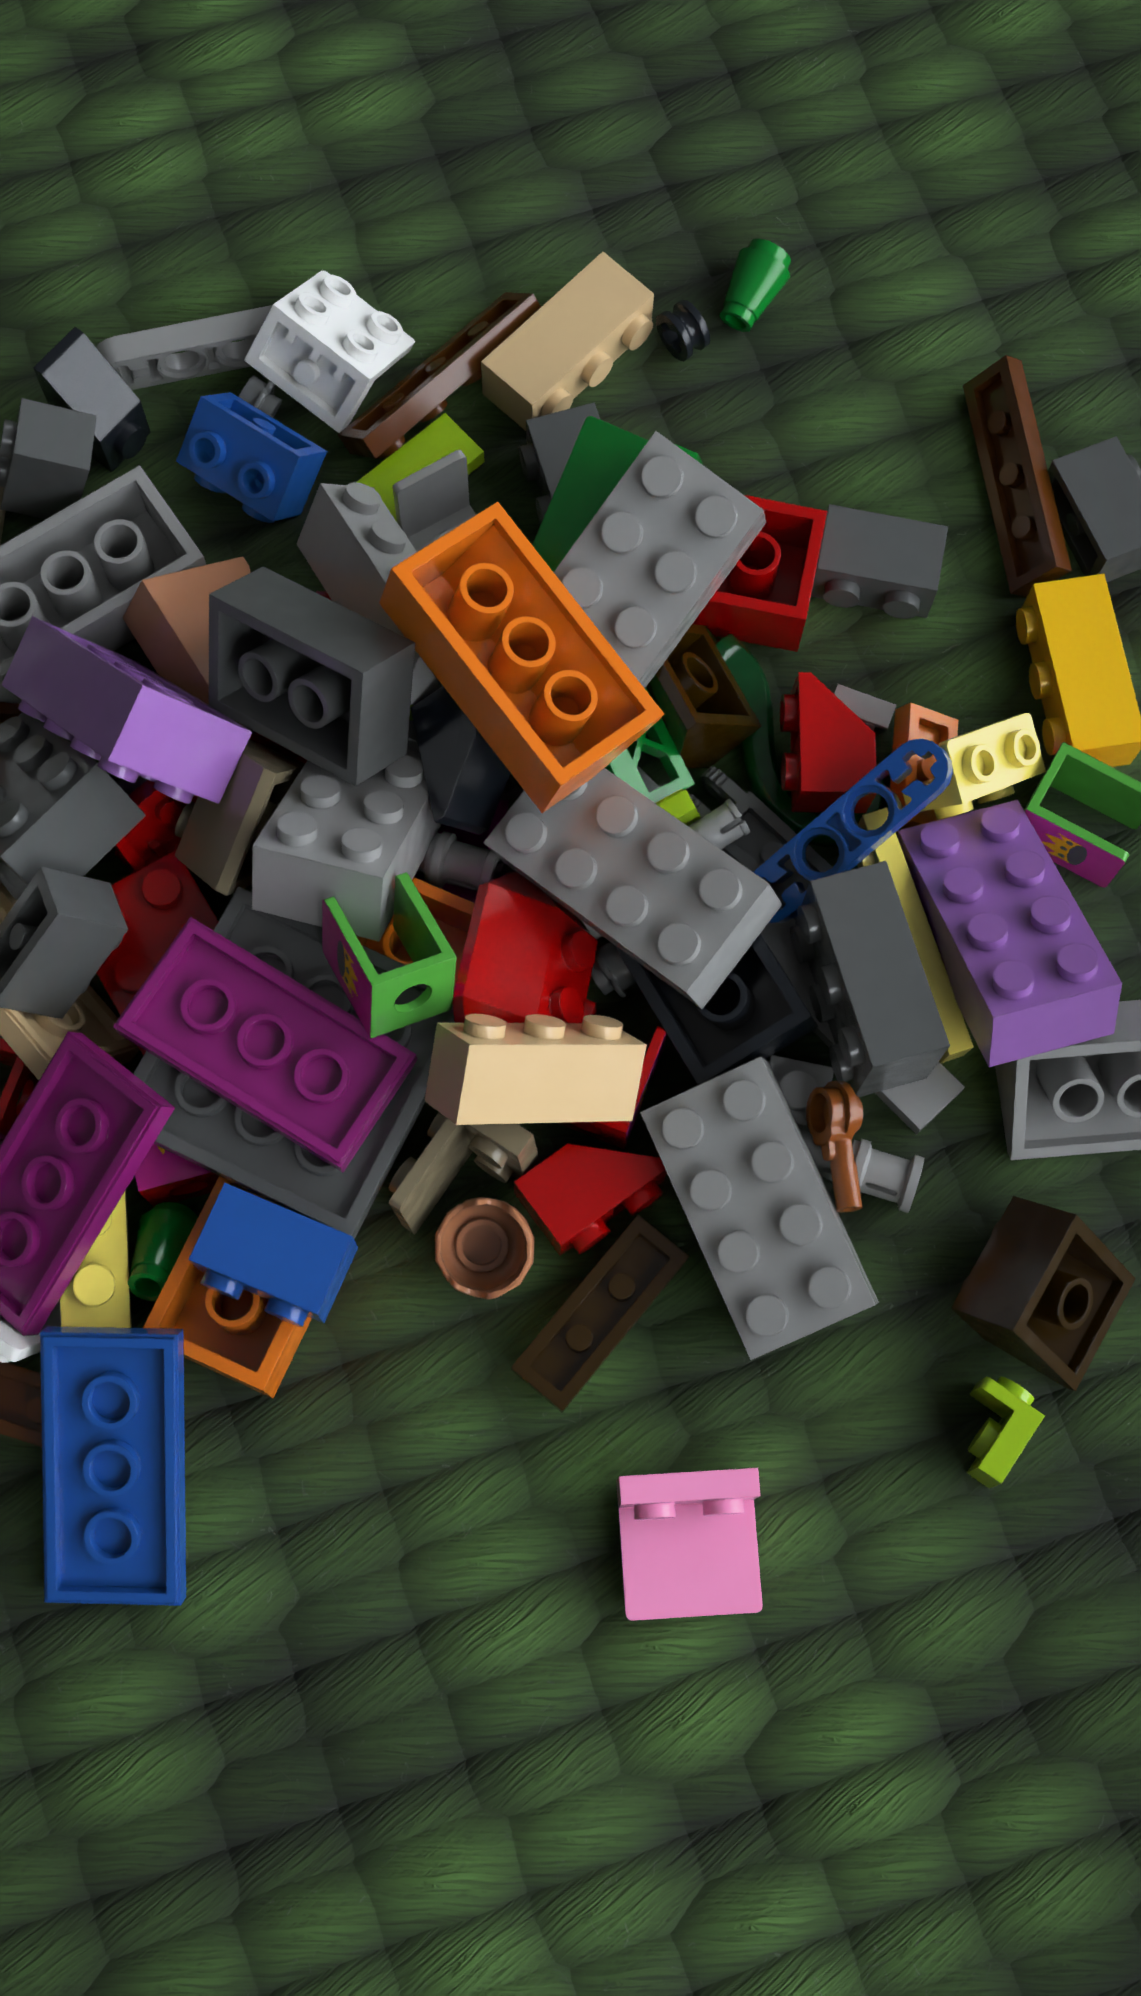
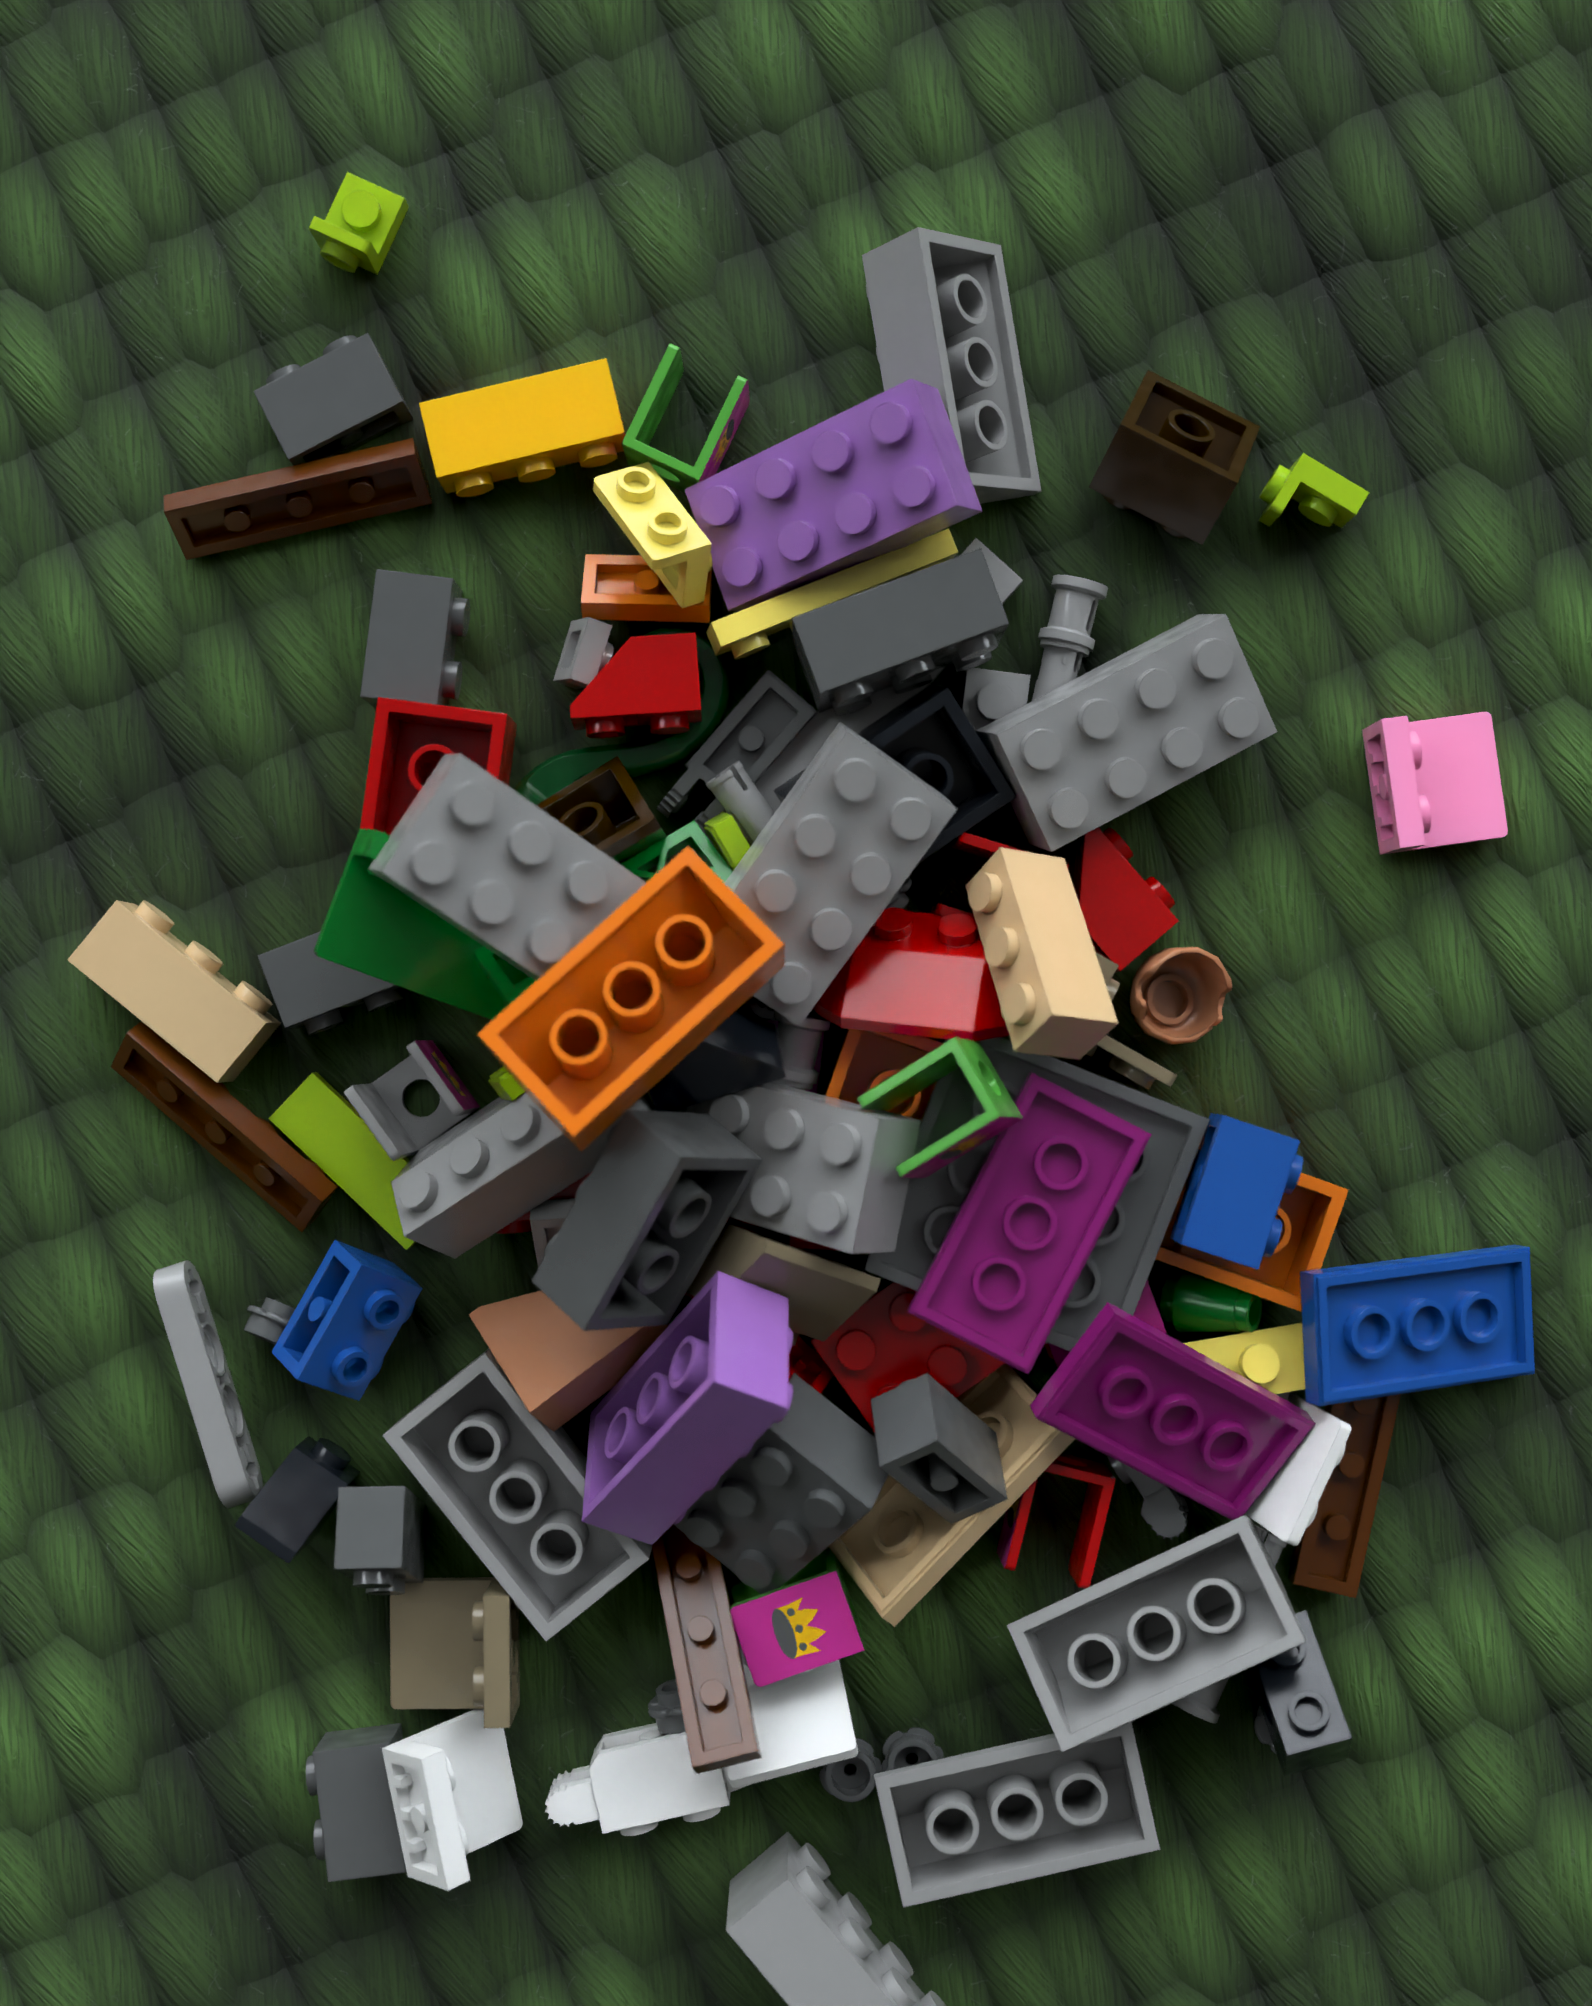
camera: 90 degrees left, 15 degrees up
(327, 347) = (204, 1249): white bracket -> none
(599, 1313) = (1228, 880): dark brown plate -> none
(683, 330) = (146, 867): black bush -> none
(755, 281) = (81, 792): green cone -> none
(832, 1119) = (1031, 662): dark orange plate -> none
(840, 823) = (748, 657): blue beam -> none

